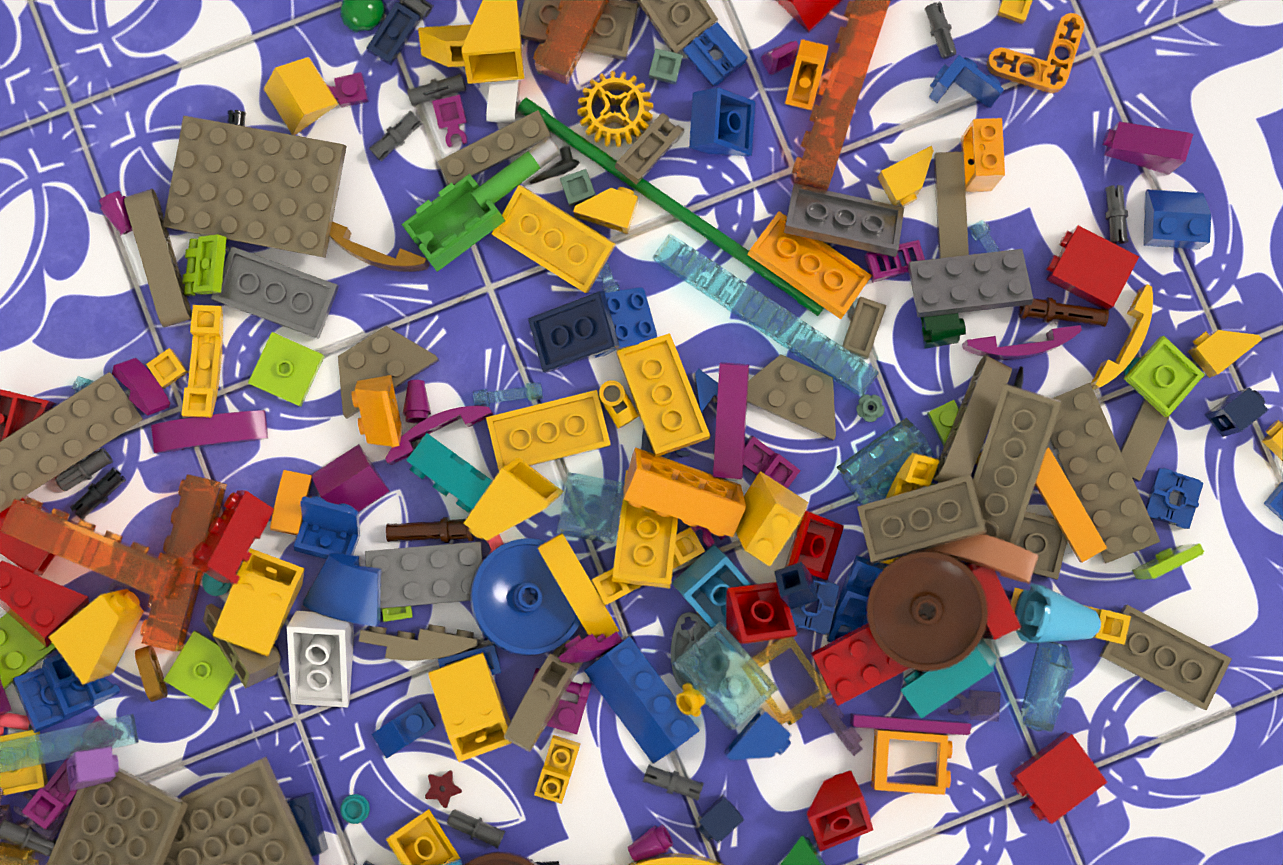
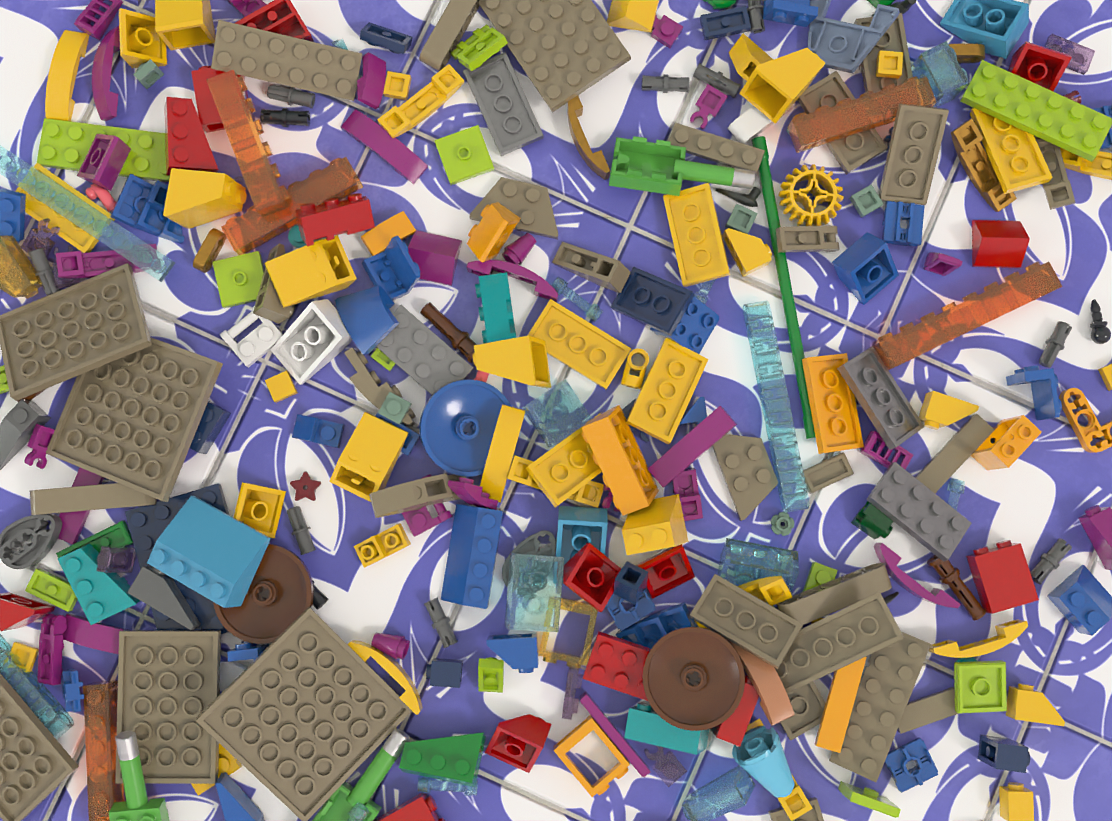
camera: 40 degrees right, 0 degrees up
(91, 768) = (120, 269): medium lavender slope -> none
(115, 337) = (387, 38): none -> dark blue plate
(273, 710) = (254, 344): none -> white plate
(333, 725) = (281, 386): none -> yellow tile
(355, 809) = (244, 447): teal plate -> none
(450, 643) = (394, 408): none -> sand green plate
(493, 354) = (592, 266): none -> dark tan slope
(690, 700) = (499, 585): yellow plate -> none
(759, 781) = (490, 675): none -> lime plate
(806, 74) = (946, 289): light orange slope -> none

